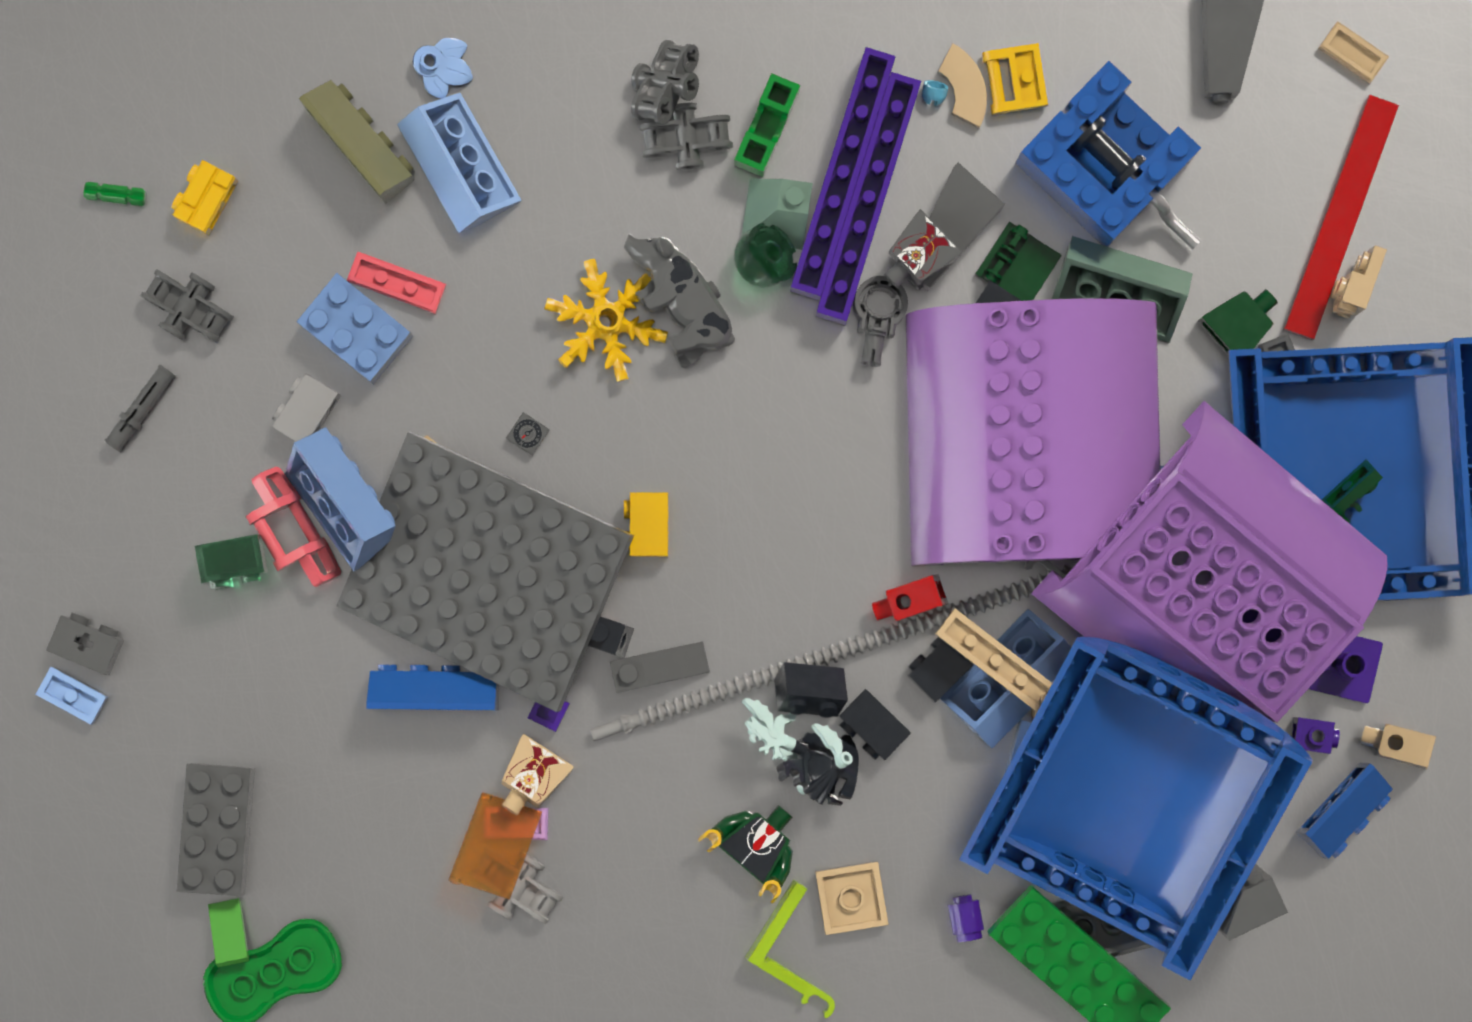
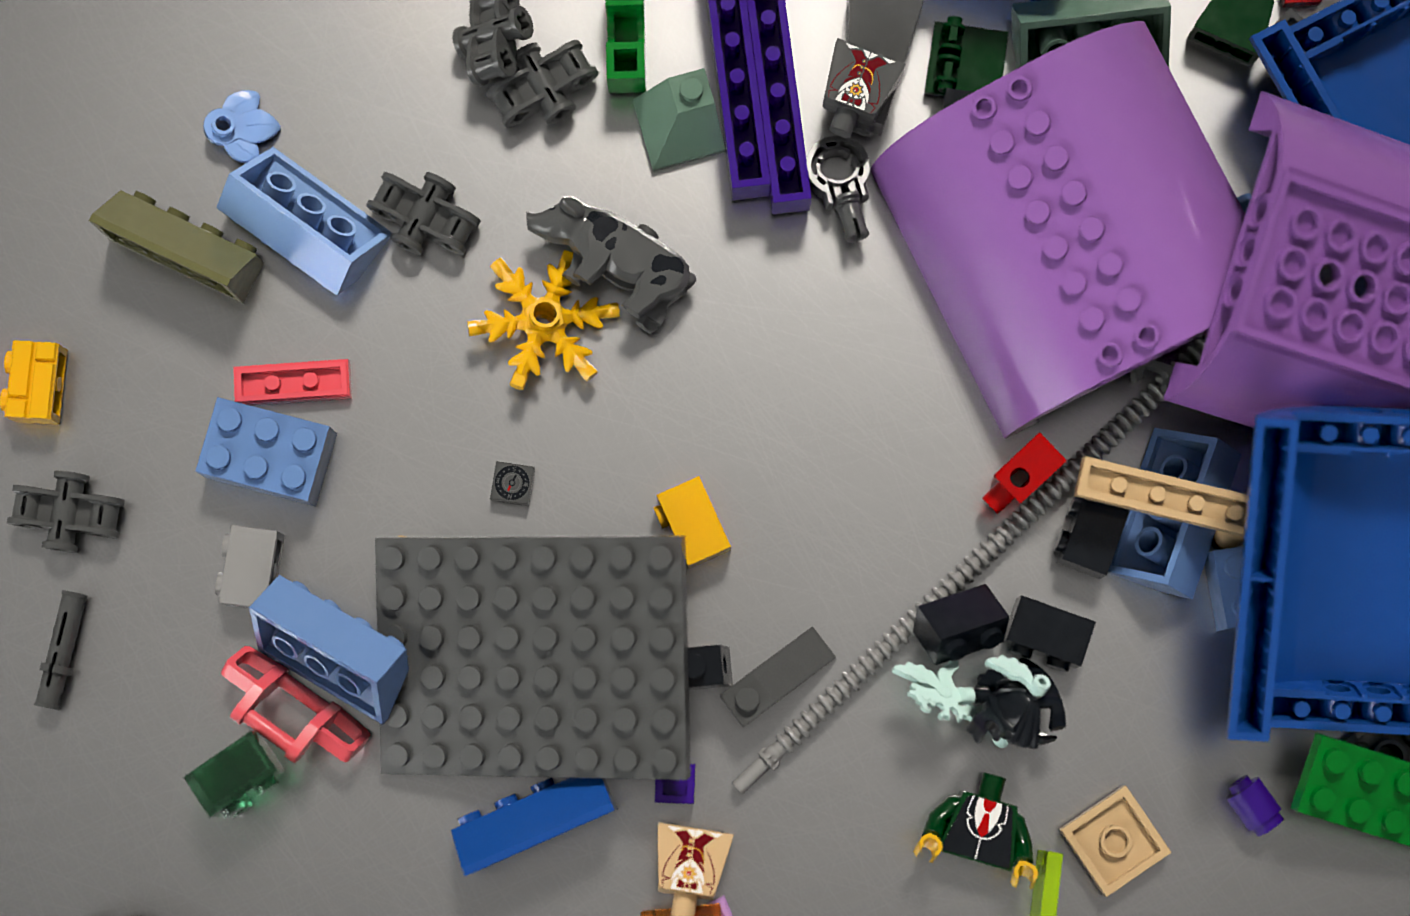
camera: 20 degrees left, 5 degrees down
(546, 191) = (423, 213): none -> dark grey axle
(765, 256) = (687, 171): clear green cylinder -> none

